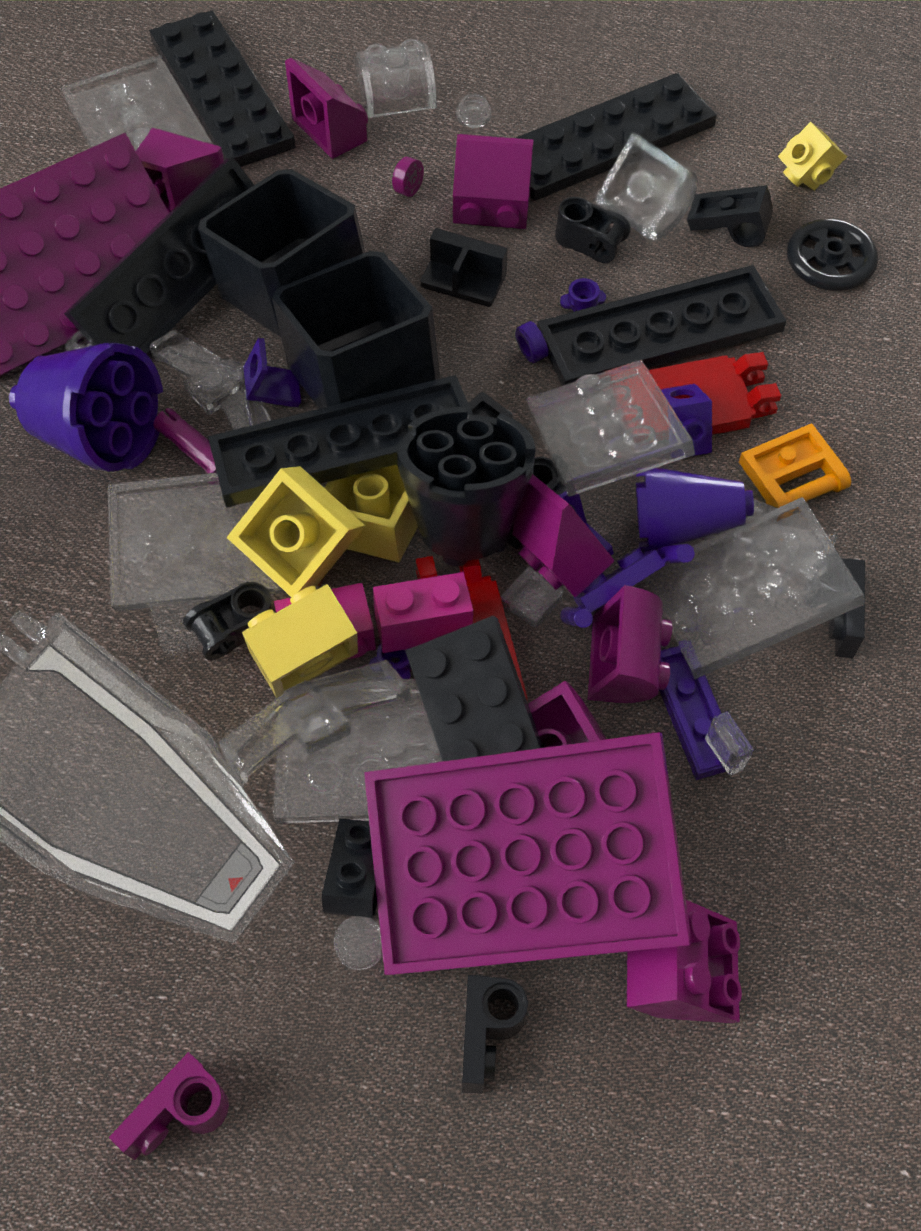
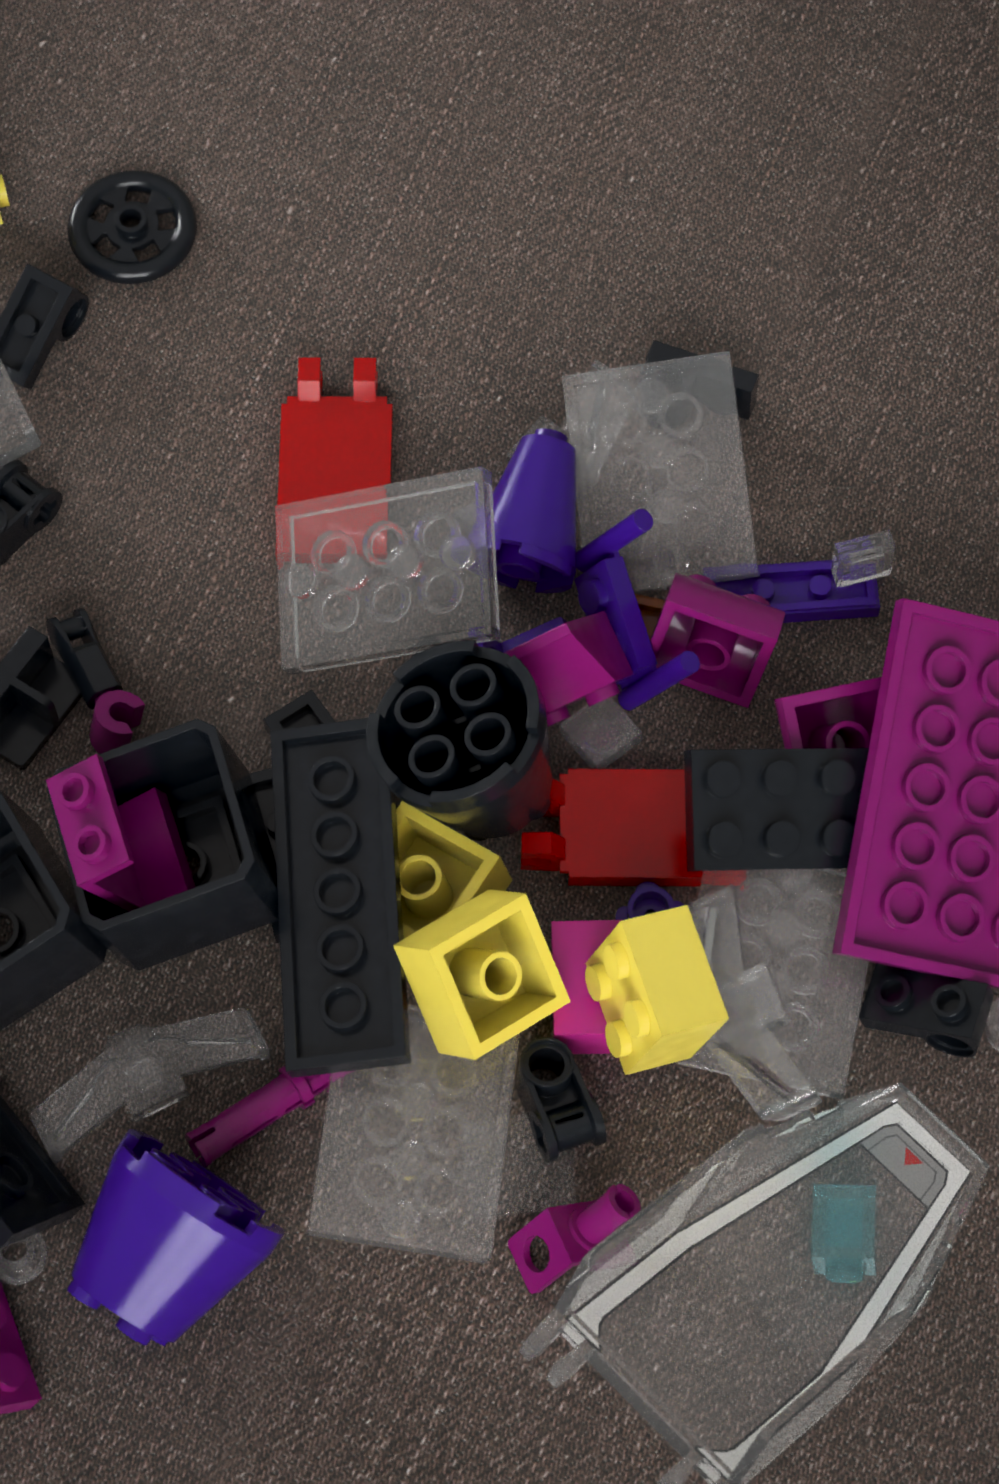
camera: 75 degrees left, 5 degrees up
(135, 650) = (571, 1233): none -> magenta bracket
(150, 831) = (844, 1231): none -> clear light blue brick
(269, 383) = (165, 997): dark purple bracket -> none
(344, 295) = (120, 851): none -> magenta panel
(421, 610) = (619, 851): dark pink piece -> none
(485, 299) = (113, 708): none -> piece
(531, 342) = (190, 639): dark purple tile -> none
(582, 294) = (116, 543): dark purple plate -> none
(662, 324) = (205, 474): black plate -> none
(694, 414) = (379, 466): dark purple bracket -> none
(790, 458) = (465, 383): light orange plate -> none

